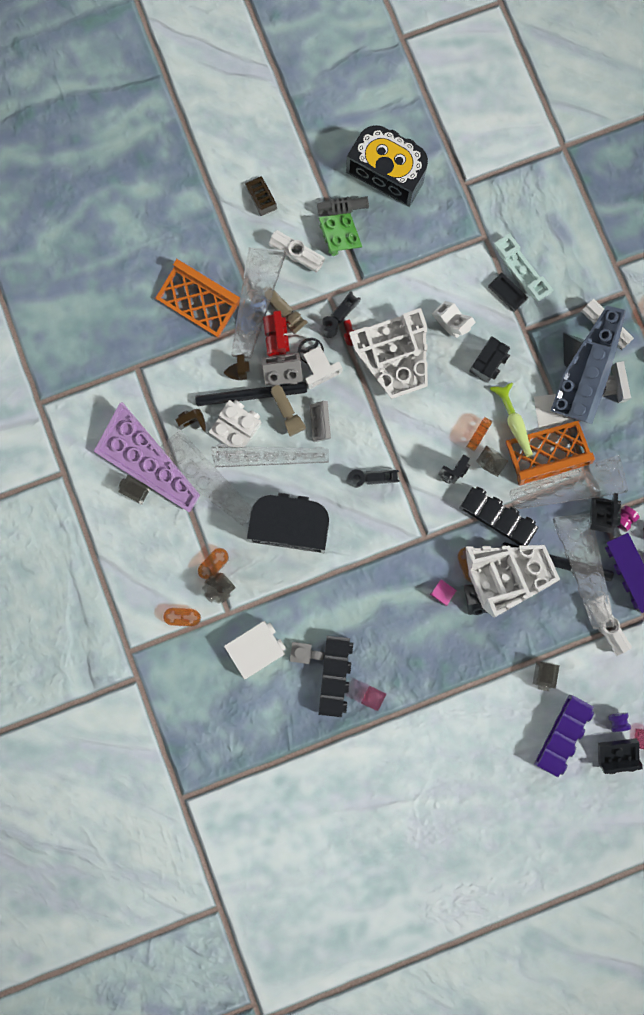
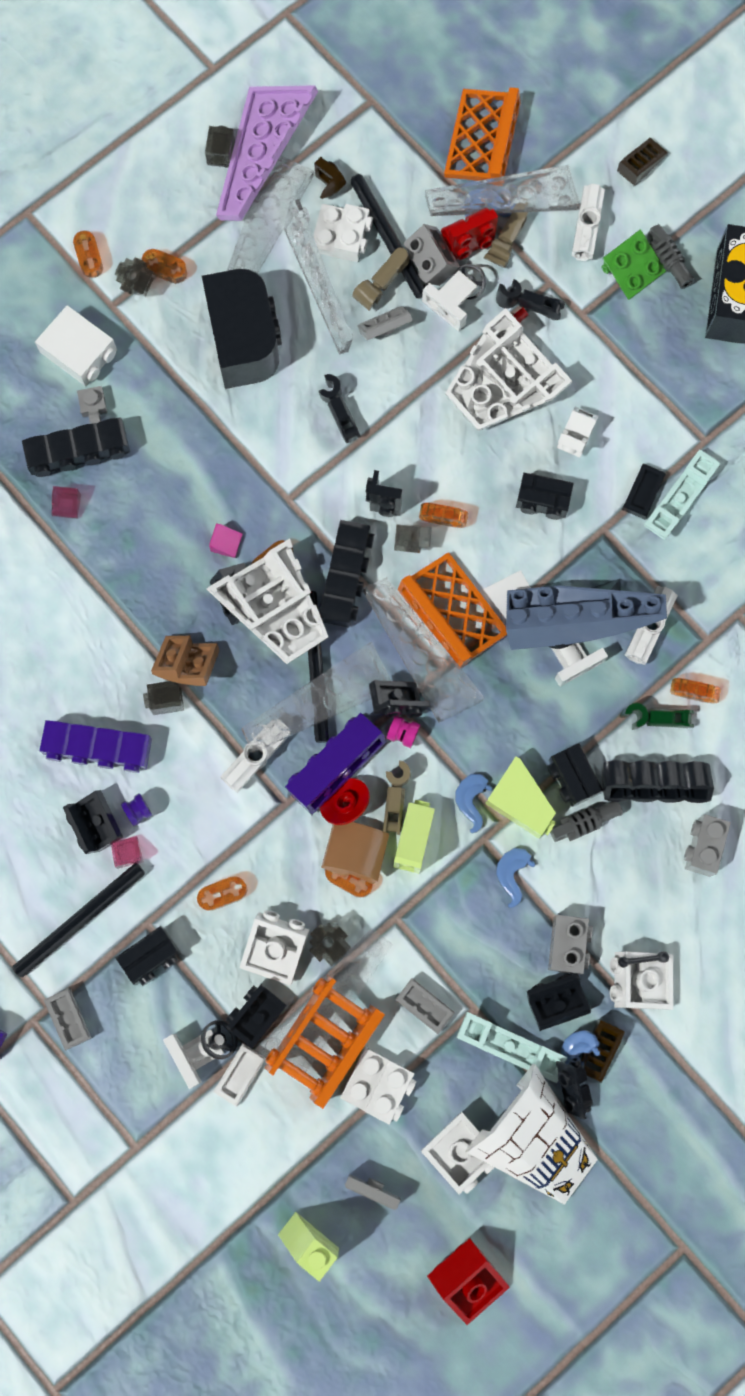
camera: 70 degrees right, 5 degrees down
(239, 370) = (413, 209): dark brown plate -> none
(514, 419) = (478, 551): yellowish green piece -> none
(526, 651) = (185, 661): none -> medium nougat slope

